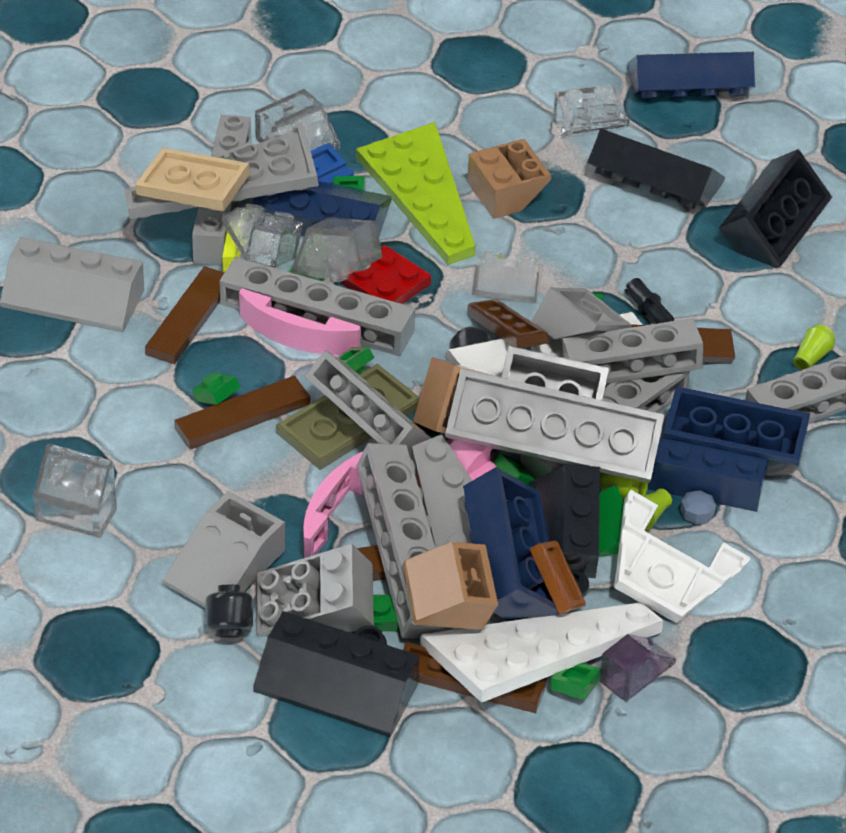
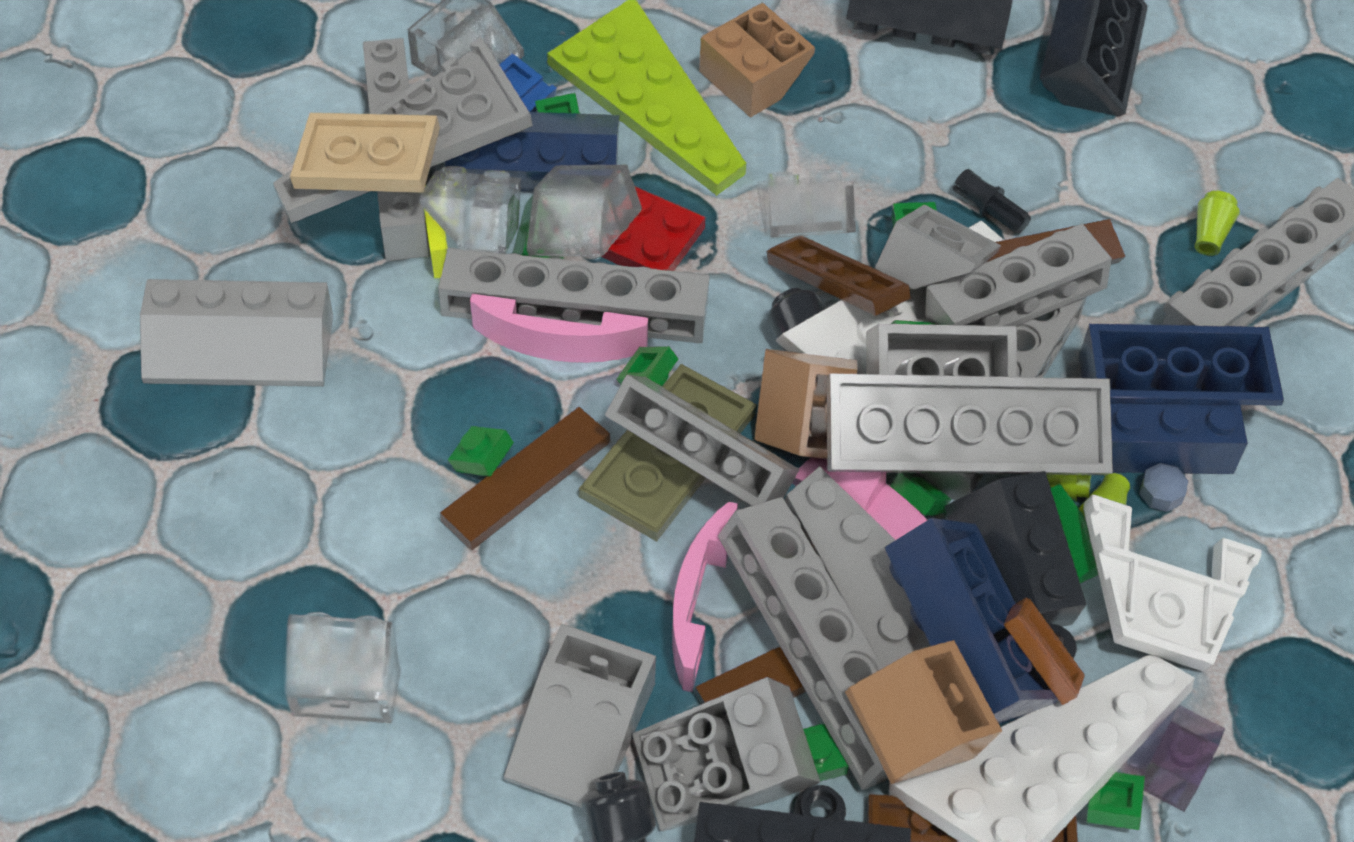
camera: 15 degrees left, 10 degrees up
(186, 317) = (405, 345): reddish brown tile -> none

